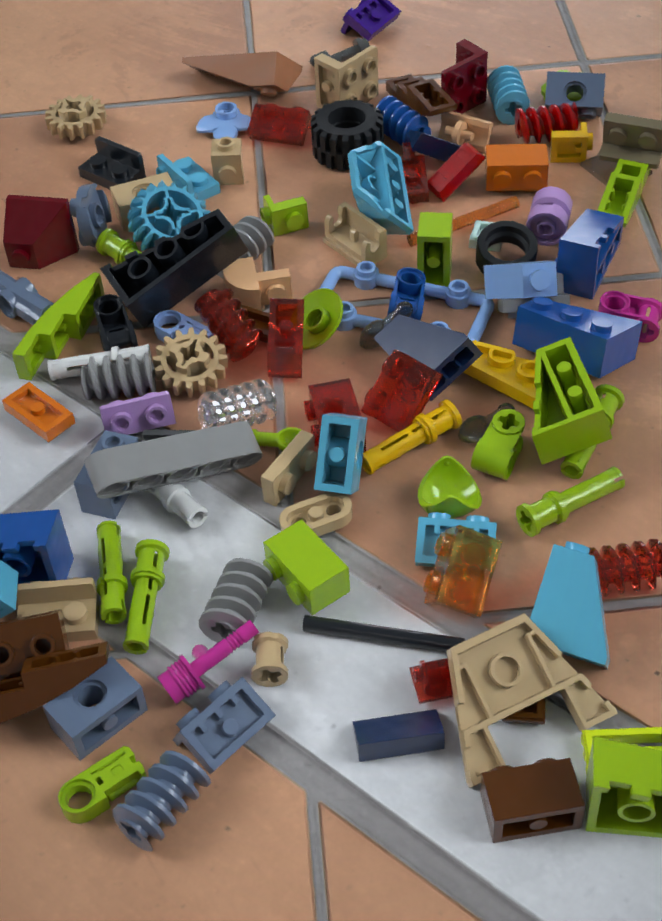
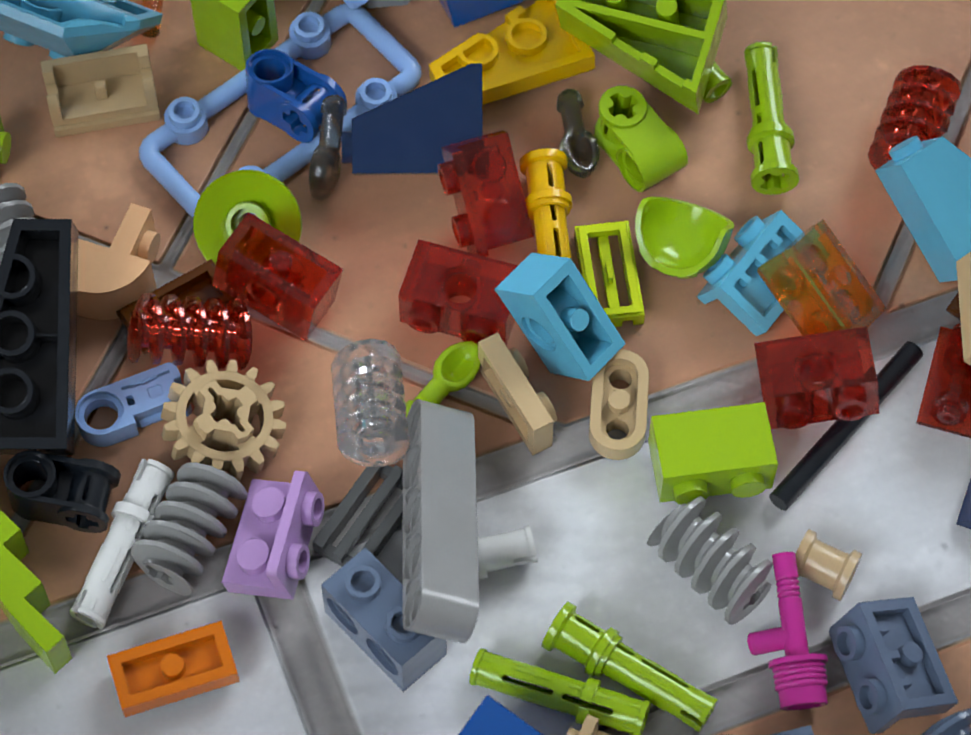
camera: 65 degrees left, 15 degrees up
(394, 595) = (837, 359): none -> clear red brick
(407, 481) = (601, 231): none -> neon yellow tile

